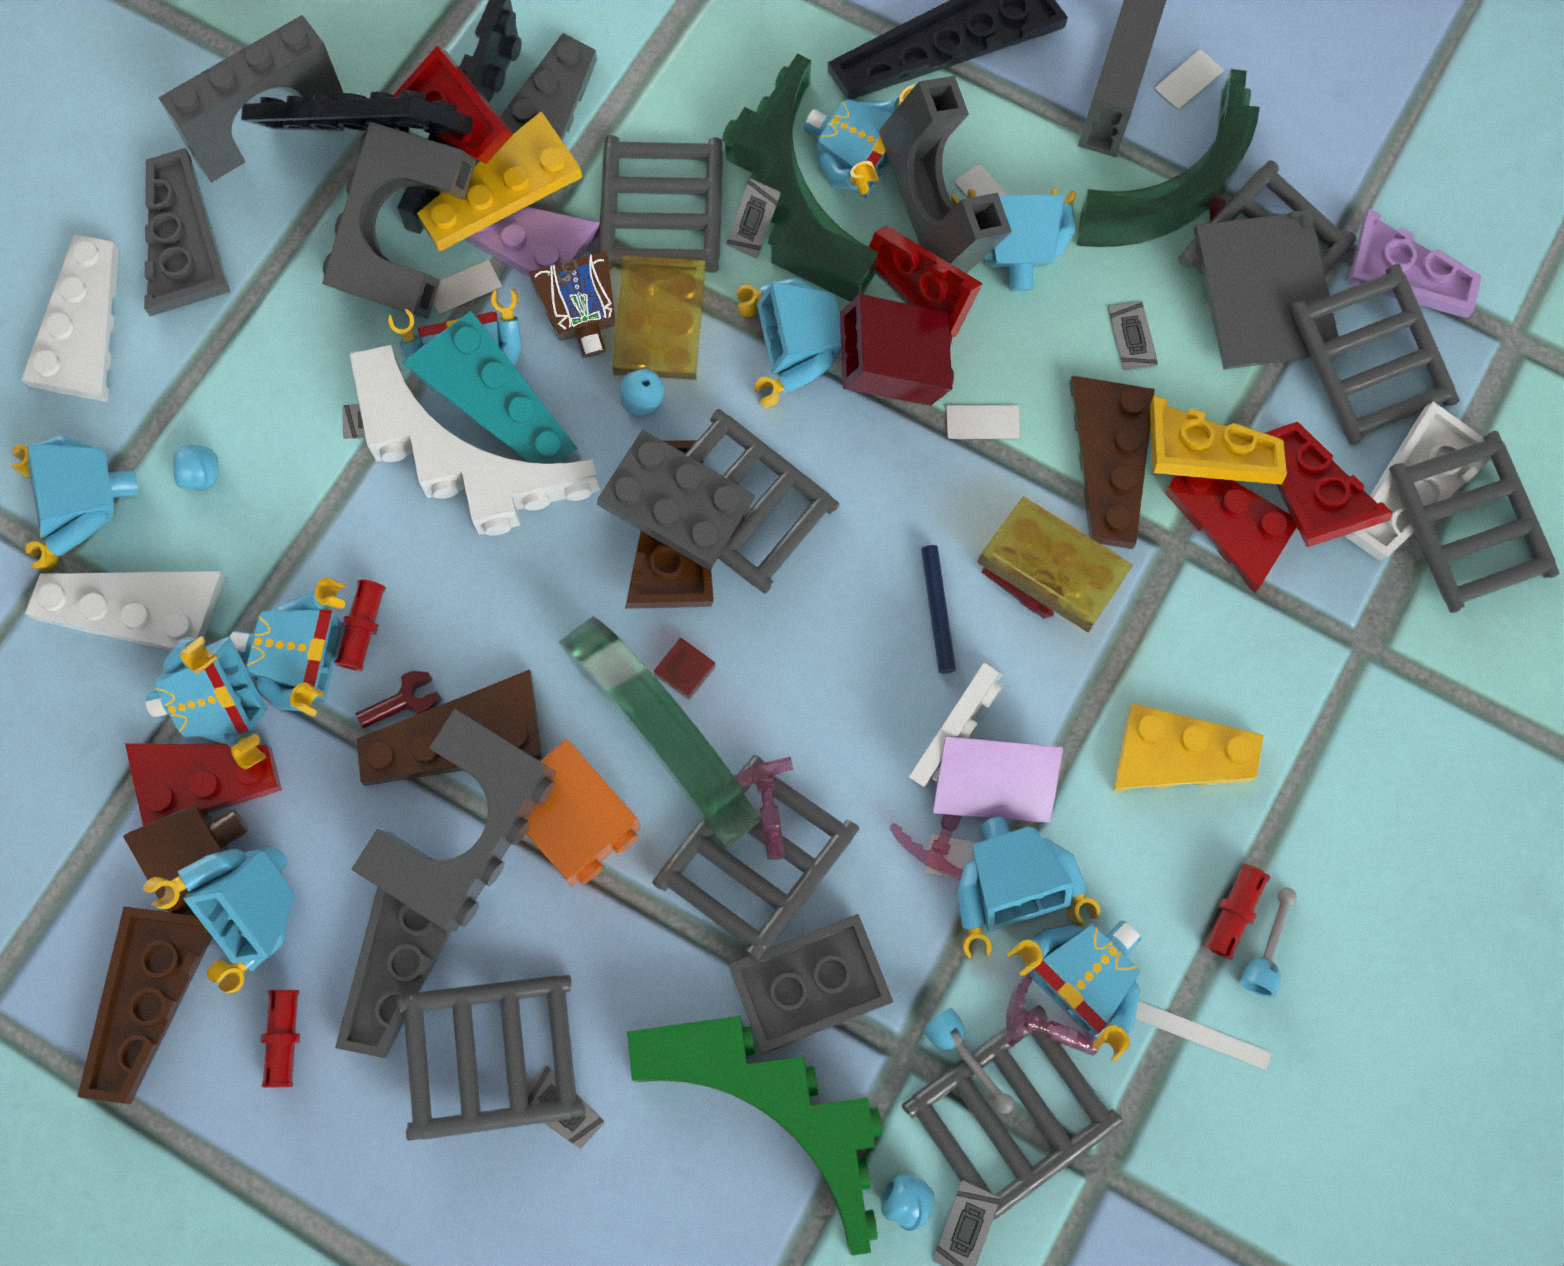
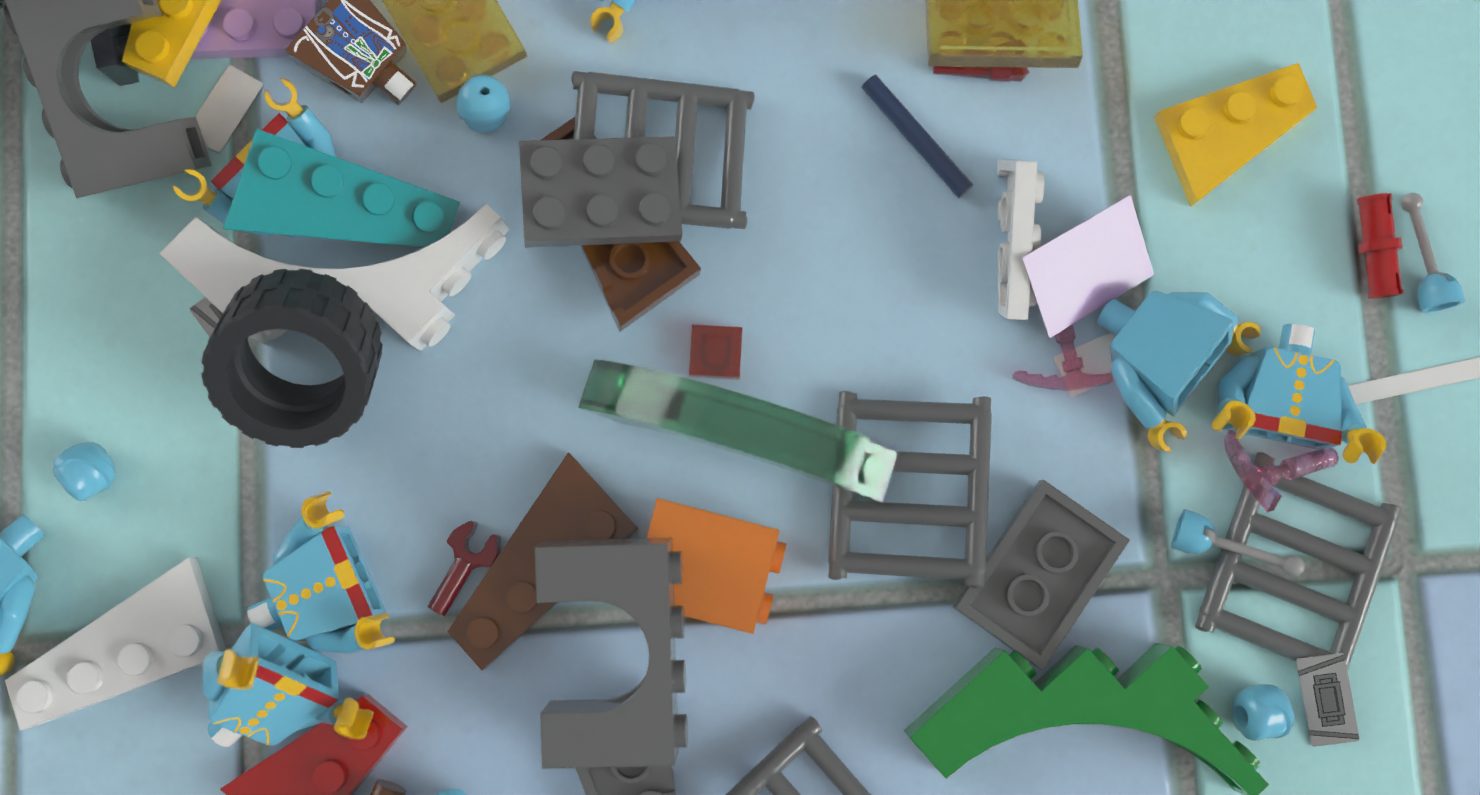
camera: 30 degrees left, 10 degrees up
(346, 499) = (273, 407): none -> black tyre
(360, 625) = (369, 518): red pin -> none
(762, 775) = (896, 438): clear pink piece -> none

